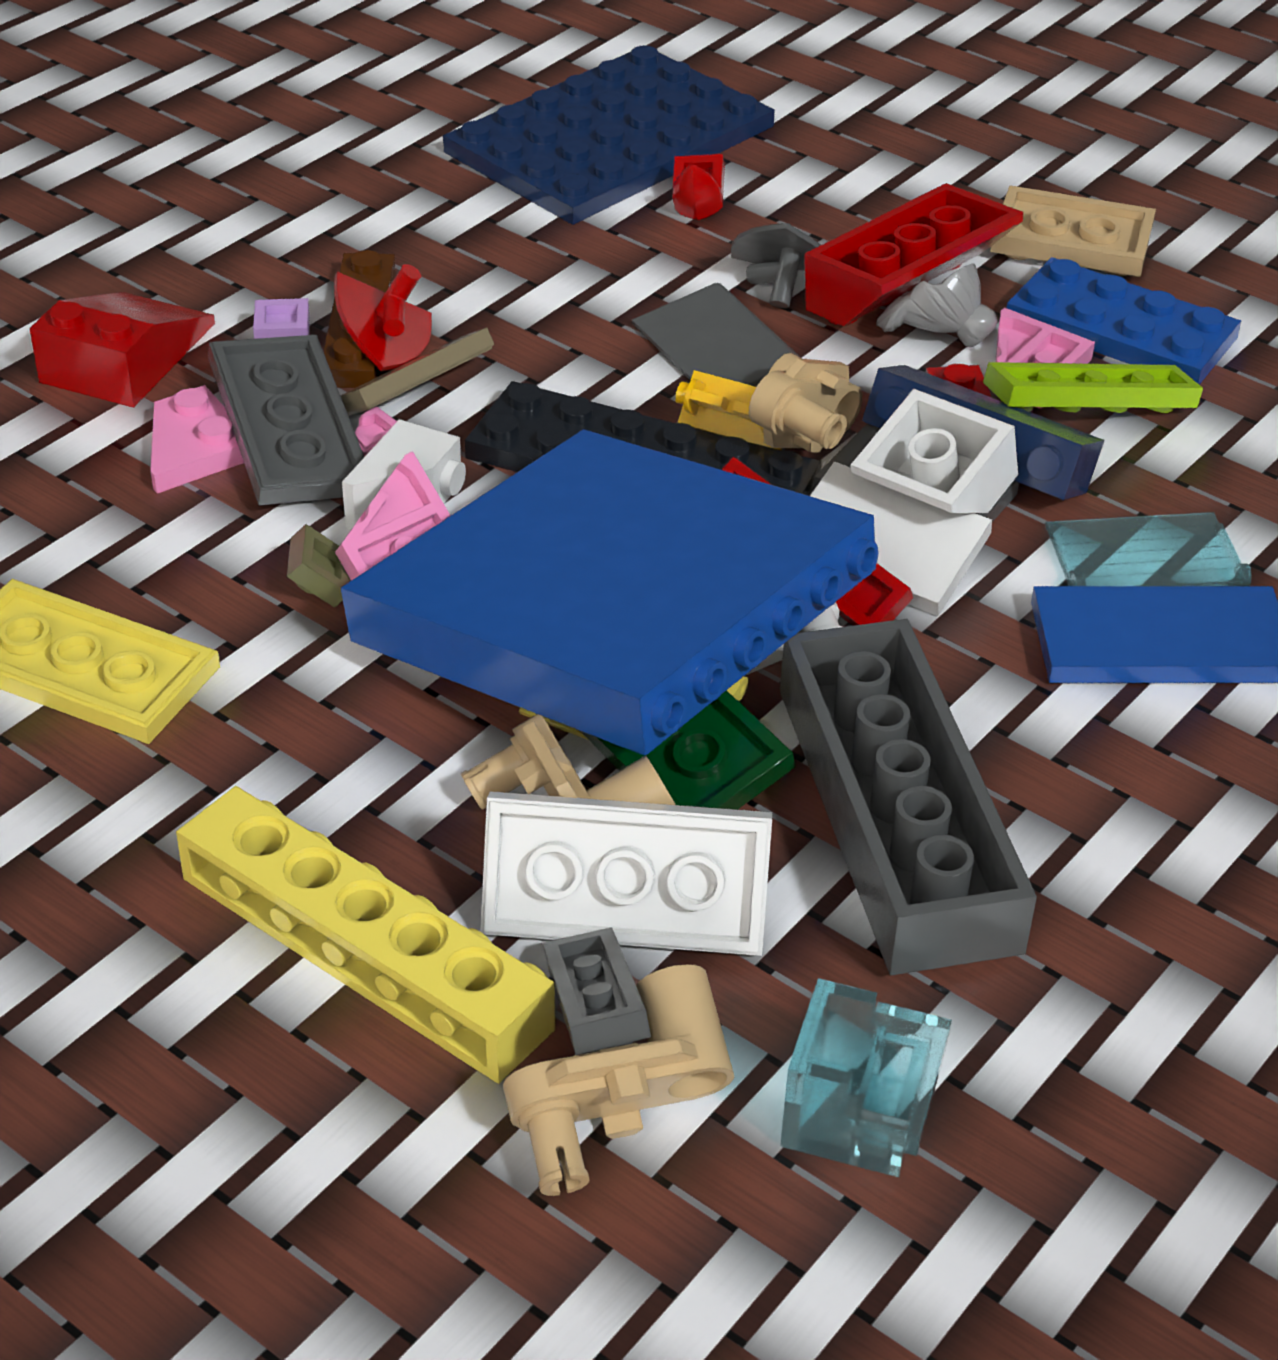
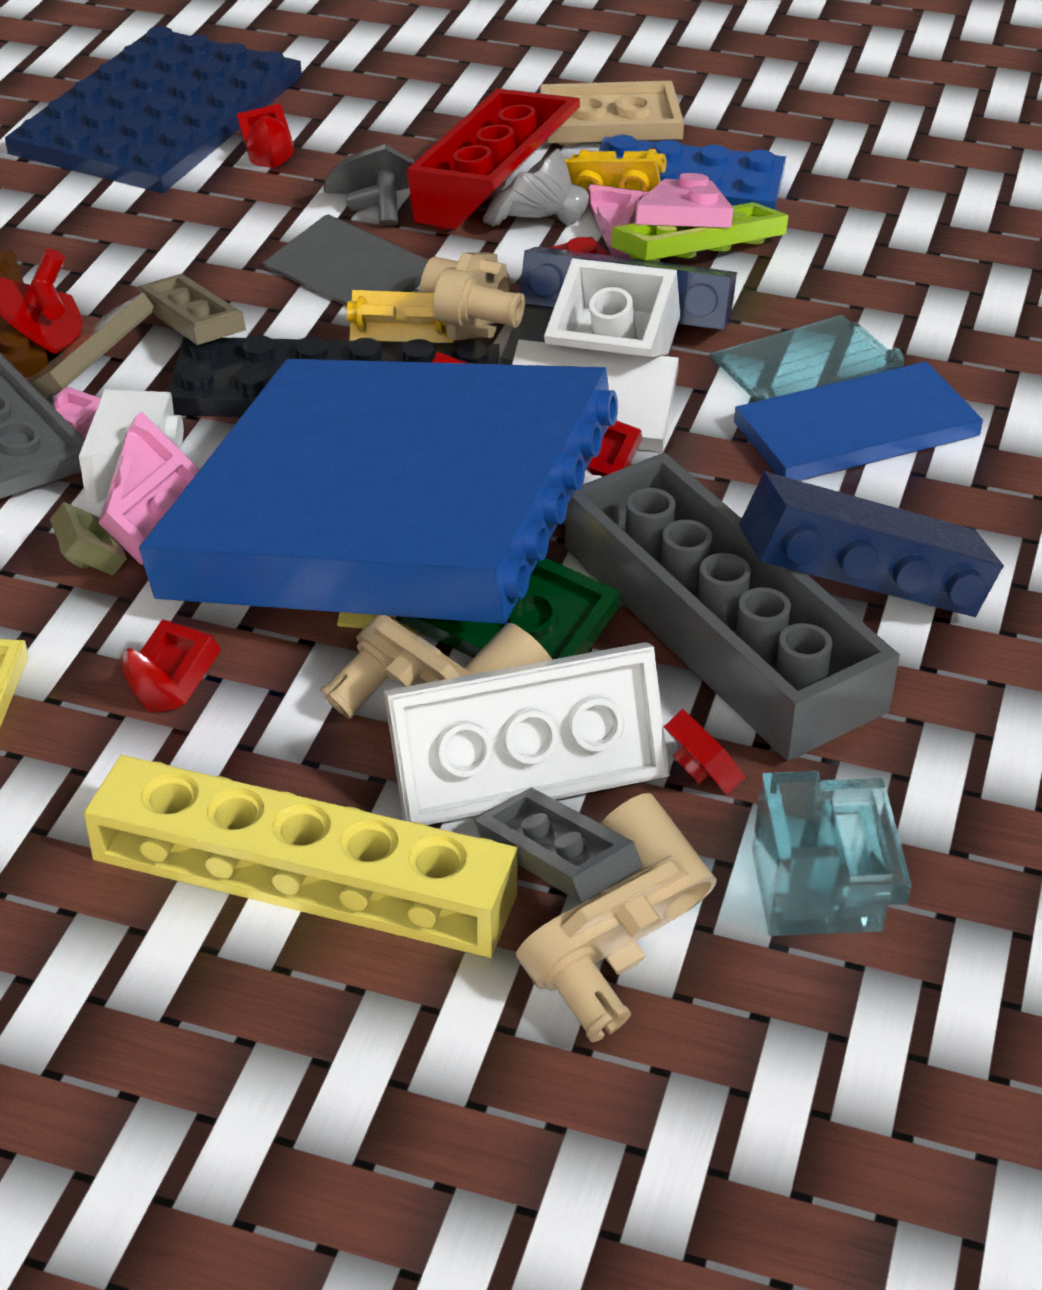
camera: 20 degrees left, 0 degrees up
(331, 711) = (168, 666): none -> red plate
(530, 354) = (192, 309): none -> dark tan tile
(798, 941) = (701, 754): none -> red plate
(1027, 295) = (634, 171): none -> yellow hinge
(1074, 773) = (869, 545): none -> dark blue brick
(1082, 351) = (685, 202): none -> bright pink wing

